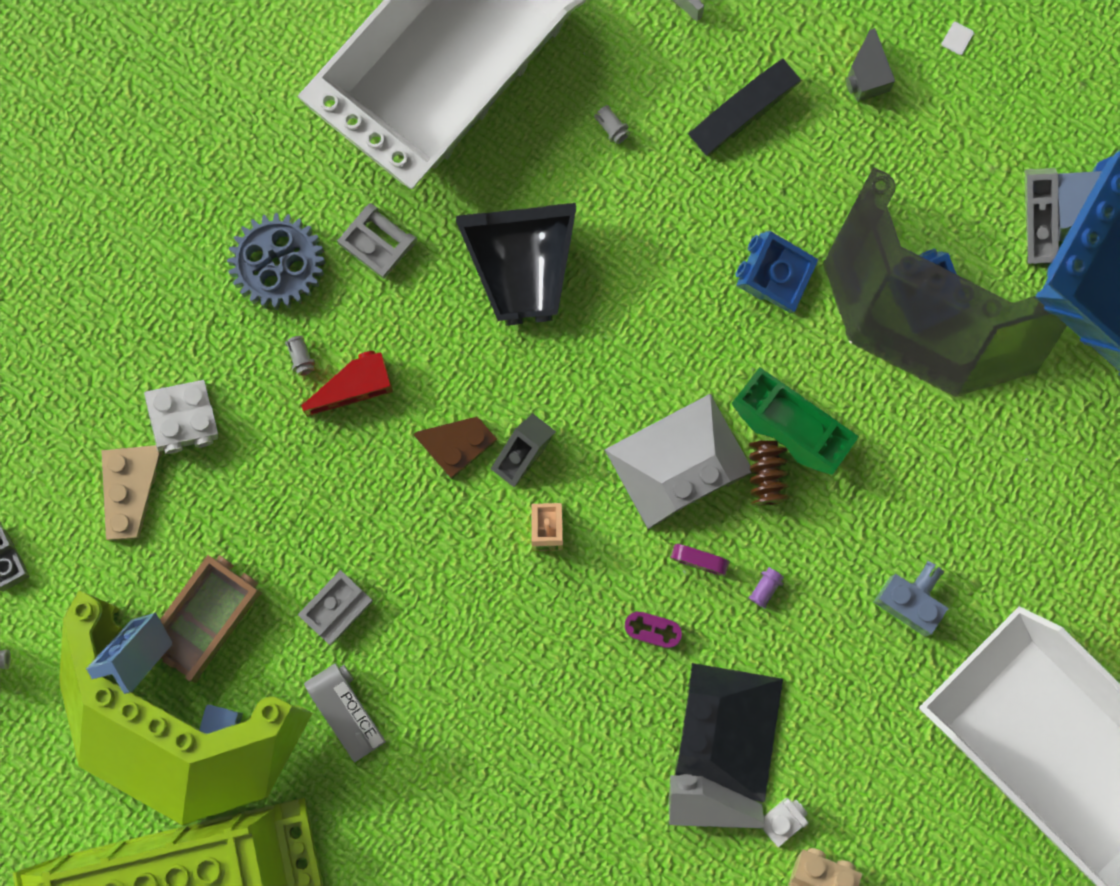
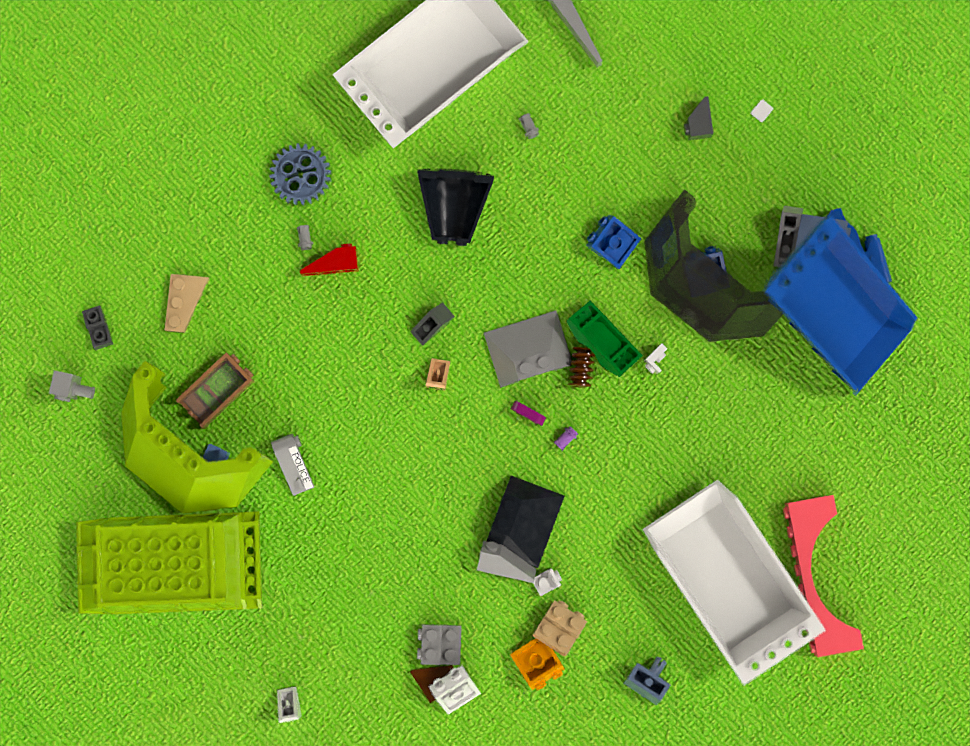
camera: 10 degrees right, 5 degrees up
(132, 652) = (171, 403): medium blue panel -> none
(181, 417) = (224, 262): white plate -> none
(335, 607) = (298, 399): light grey plate -> none
(371, 248) = (361, 177): light grey plate -> none
(456, 443) = (392, 311): reddish brown wing -> none
(654, 622) = (487, 454): magenta beam -> none
(744, 107) = (615, 131): black slope -> none
(880, 432) = (657, 355): none -> white bracket
(913, 602) = (654, 463): sand blue brick -> none

